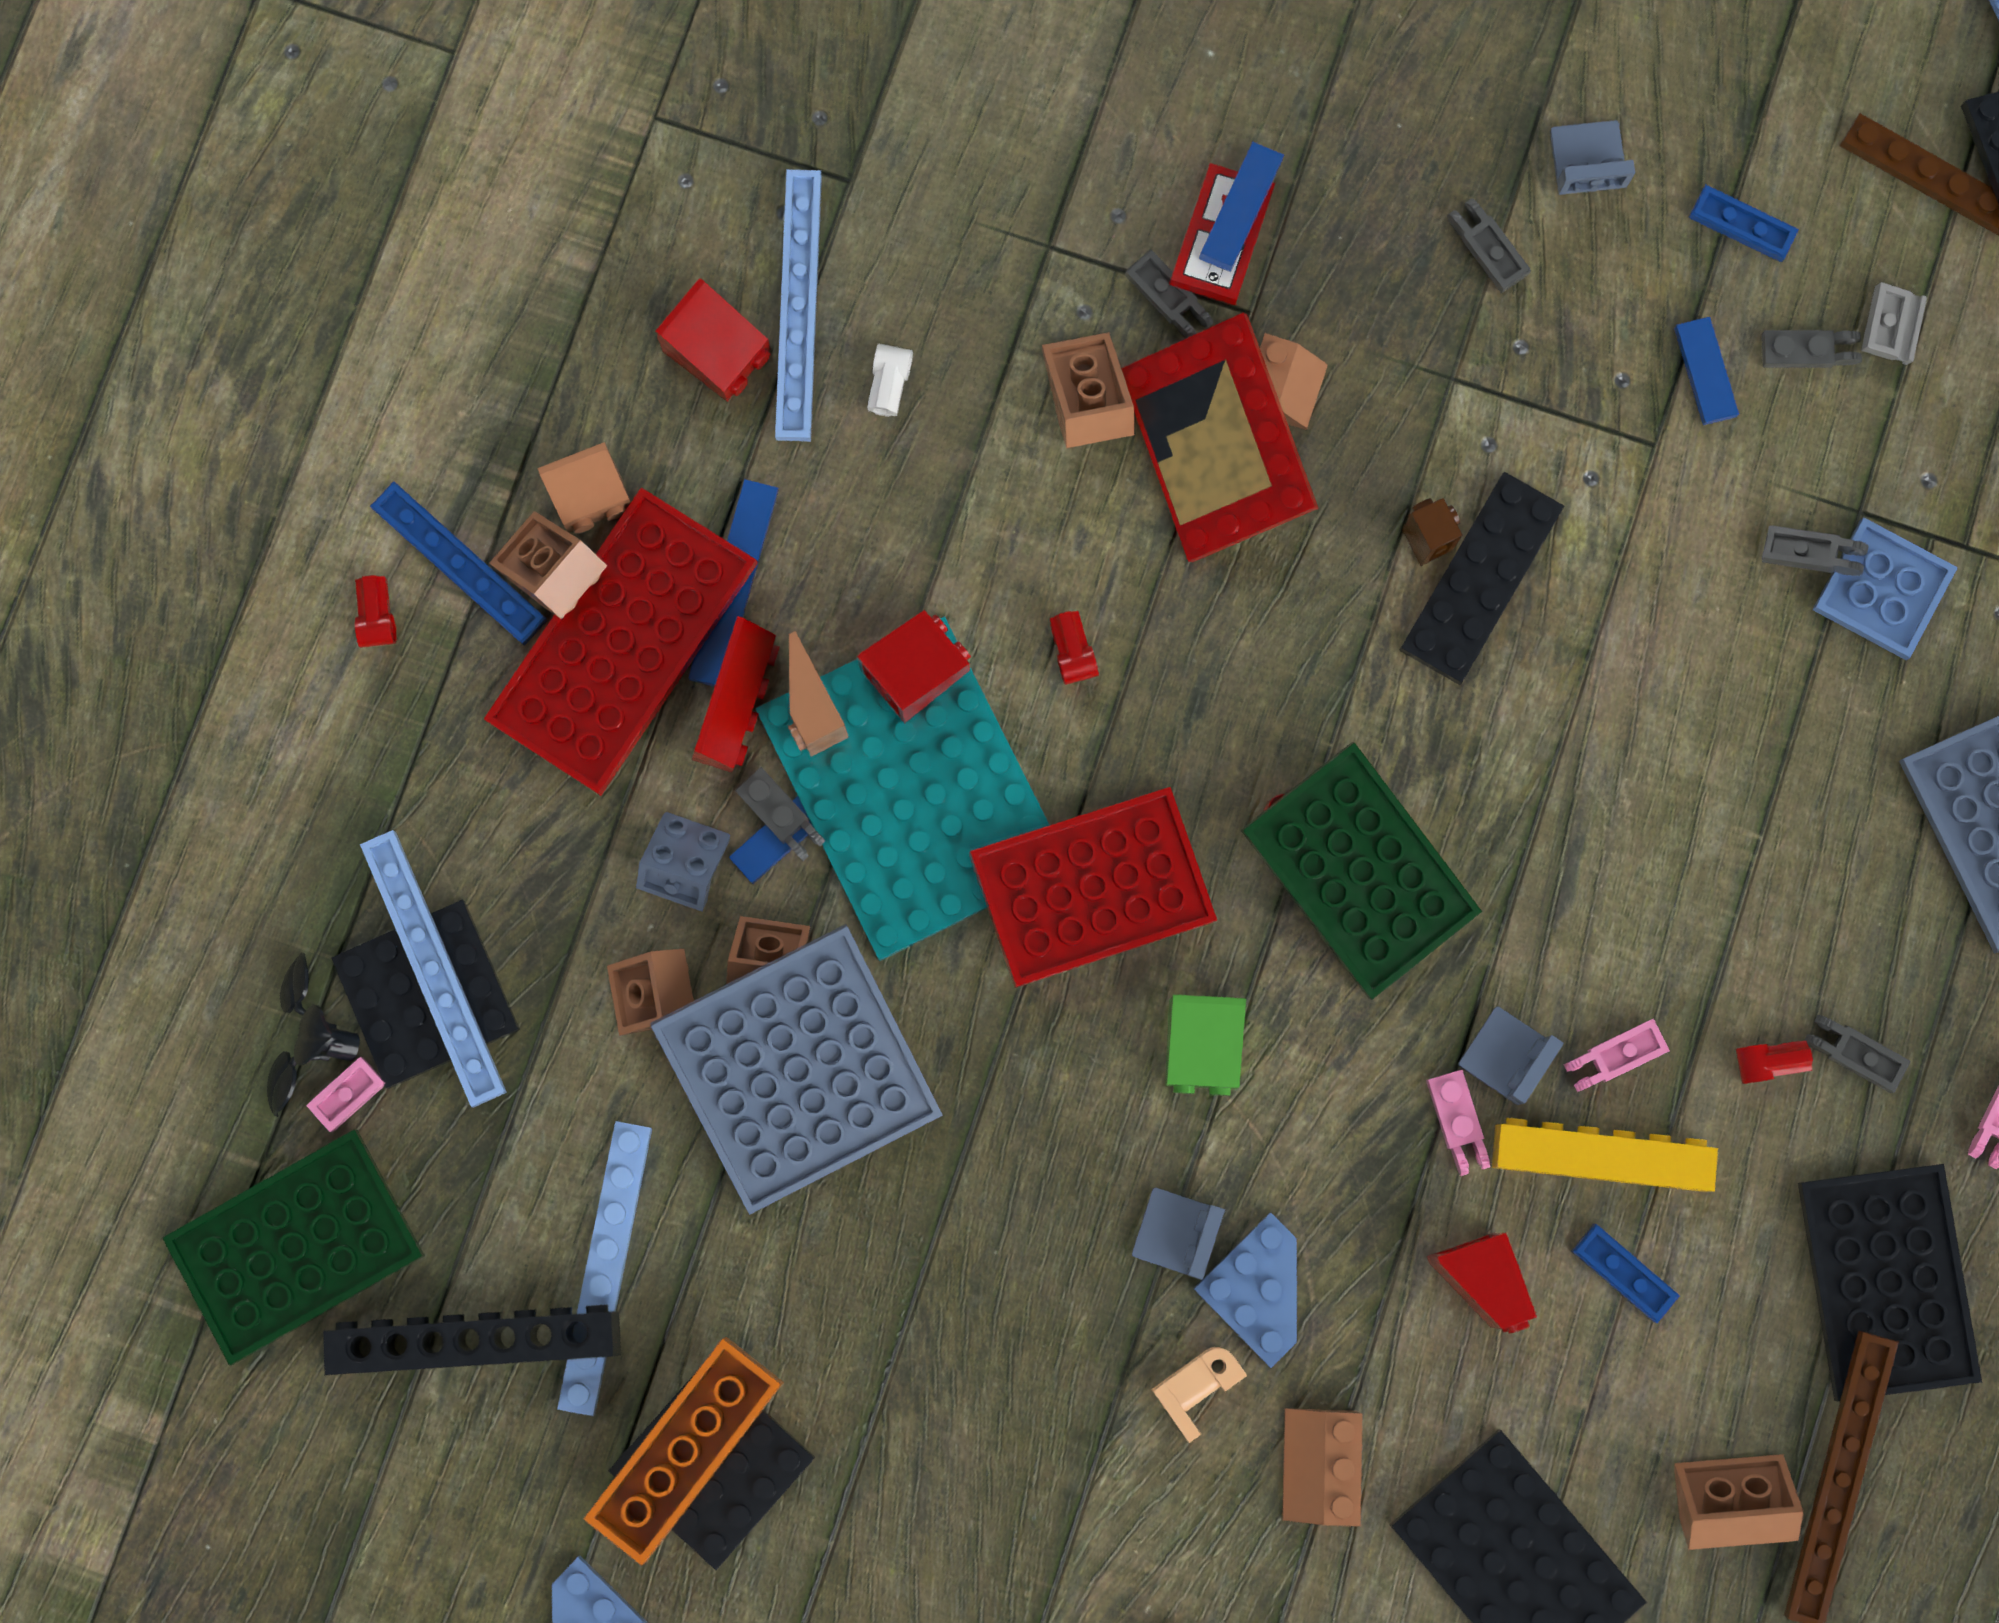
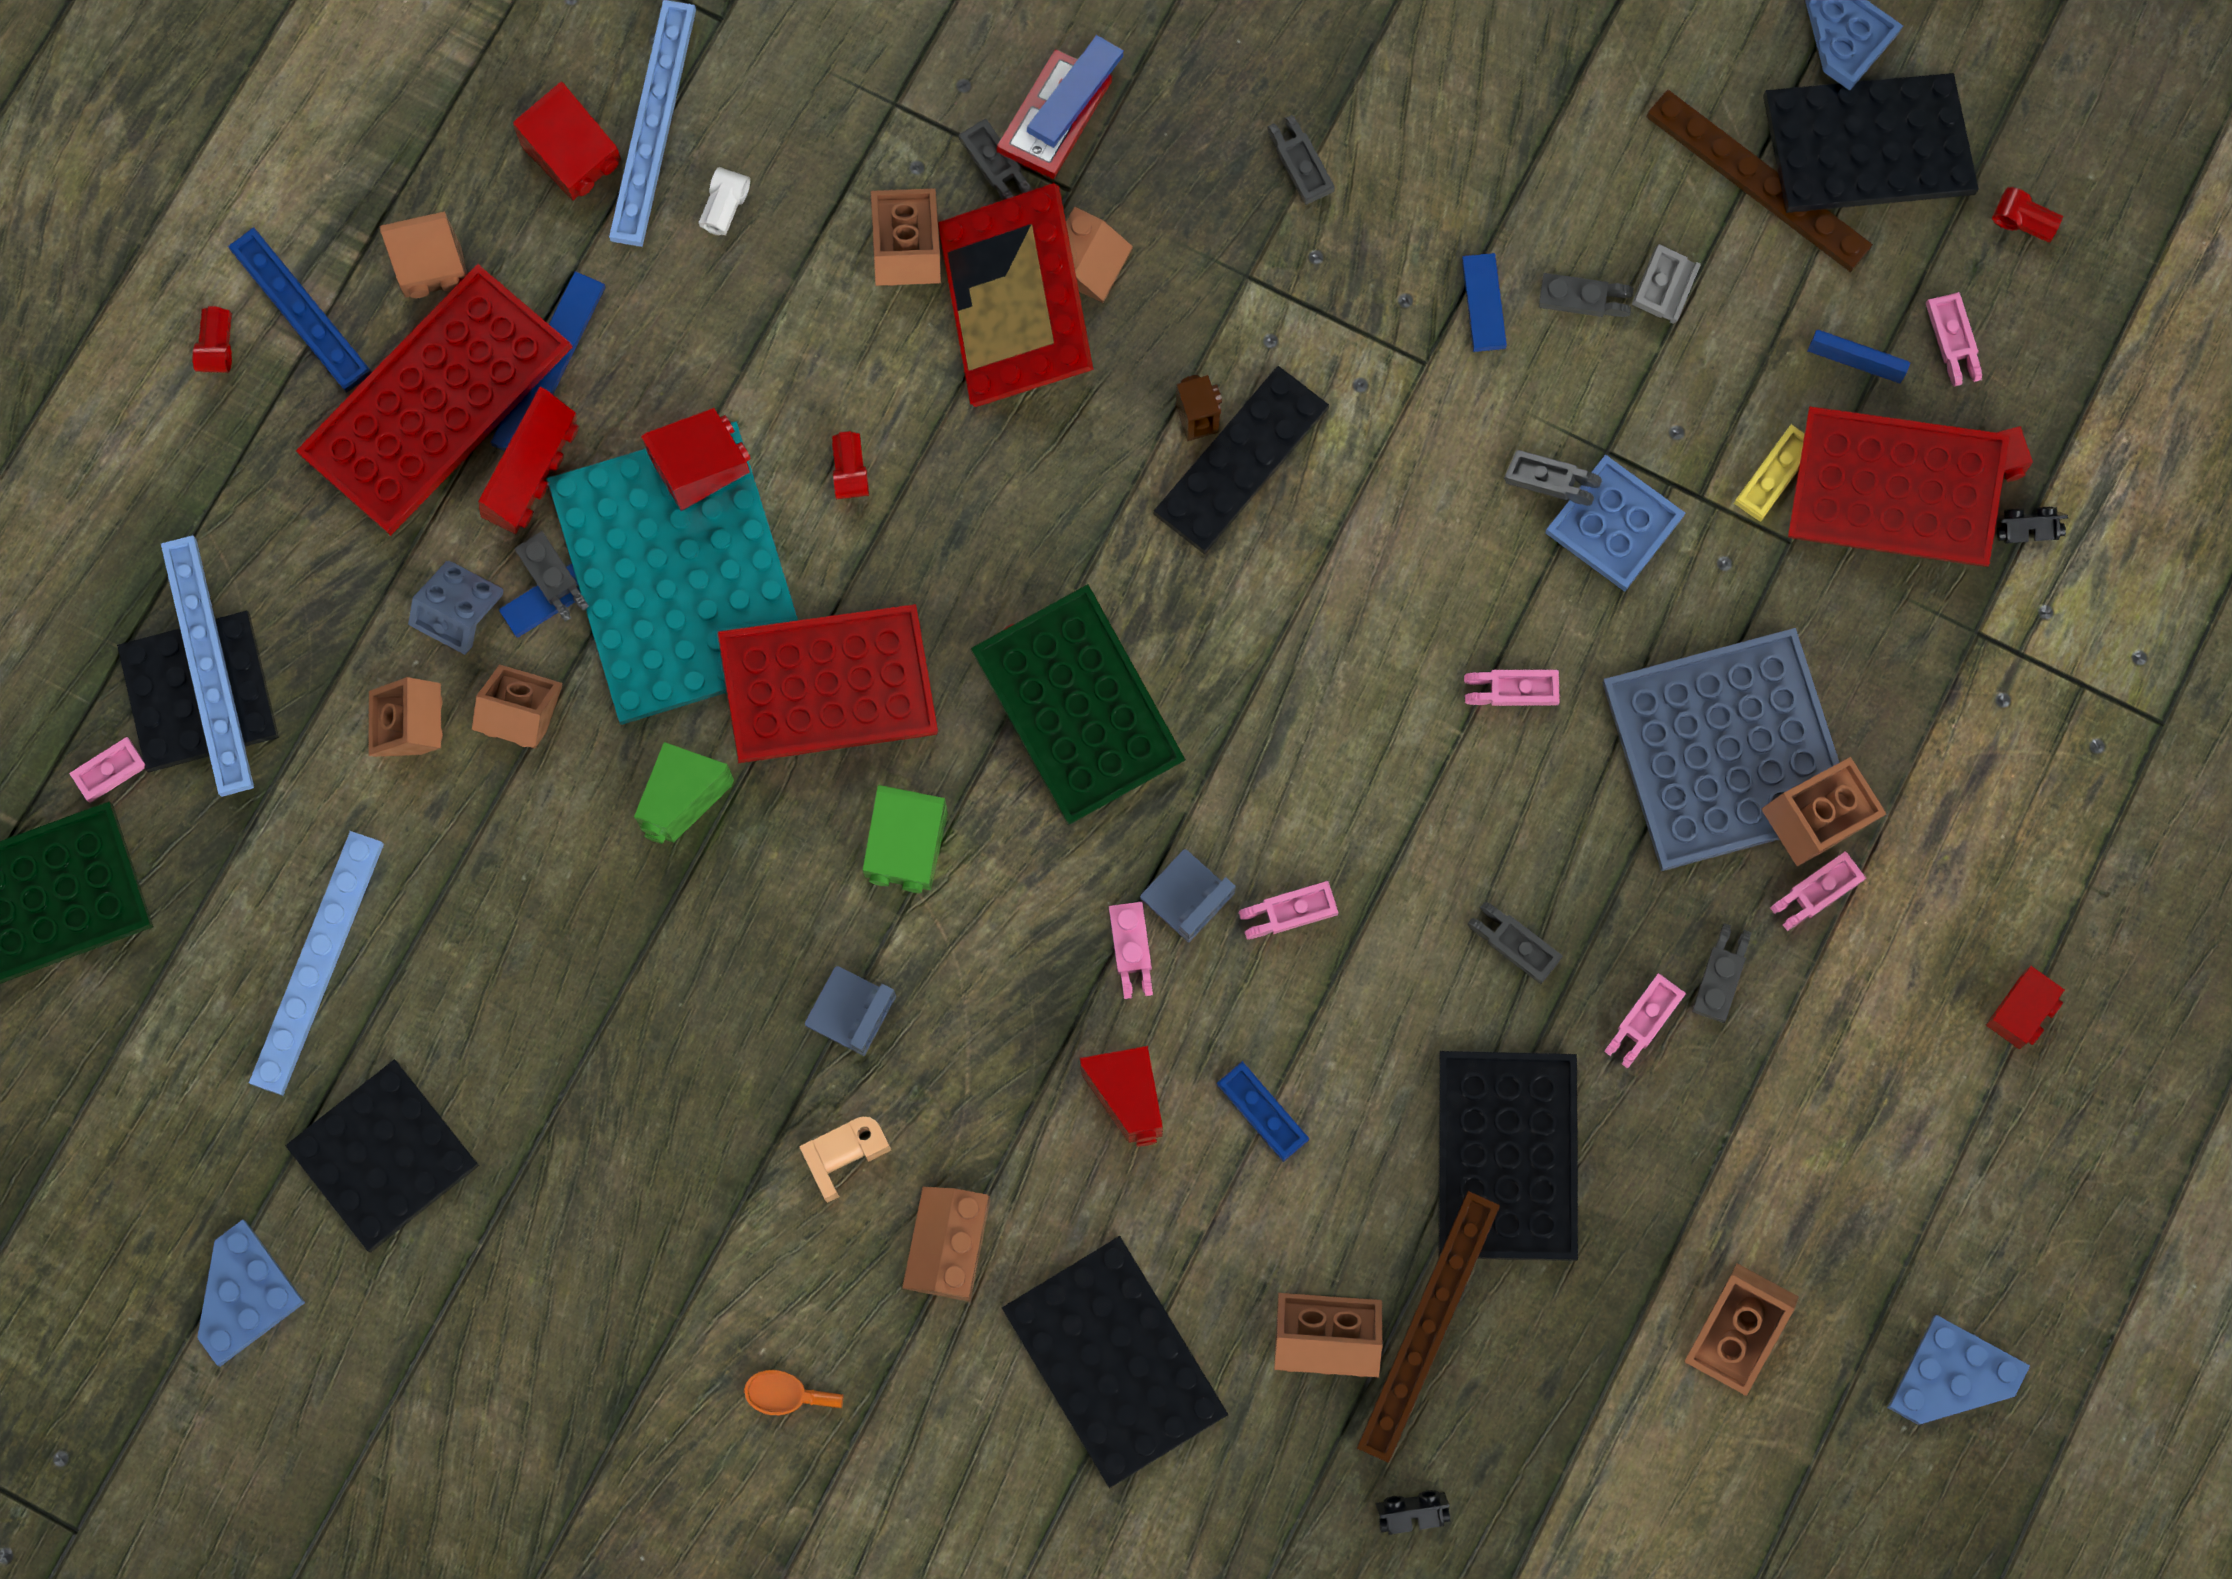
camera: 10 degrees right, 5 degrees down
(315, 1039) = (85, 697): black plant -> none
(344, 1357) = (62, 1006): black brick -> none
(548, 564) = (380, 320): nougat slope -> none
(683, 1451) = (355, 1131): orange brick -> none
(796, 1069) = (522, 804): sand blue plate -> none
(813, 713) = (592, 478): nougat slope -> none
(958, 1029) = (680, 792): none -> bright green slope
(1258, 1289) = (916, 1074): medium blue plate -> none
(1590, 157) = (1408, 94): sand blue bracket -> none
(1605, 1157) = (1260, 1000): yellow brick -> none
(1743, 223) = (1542, 174): blue tile -> none
(1765, 1062) = (1423, 937): red piece -> none
(1812, 780) = (1515, 688): none -> bright pink hinge

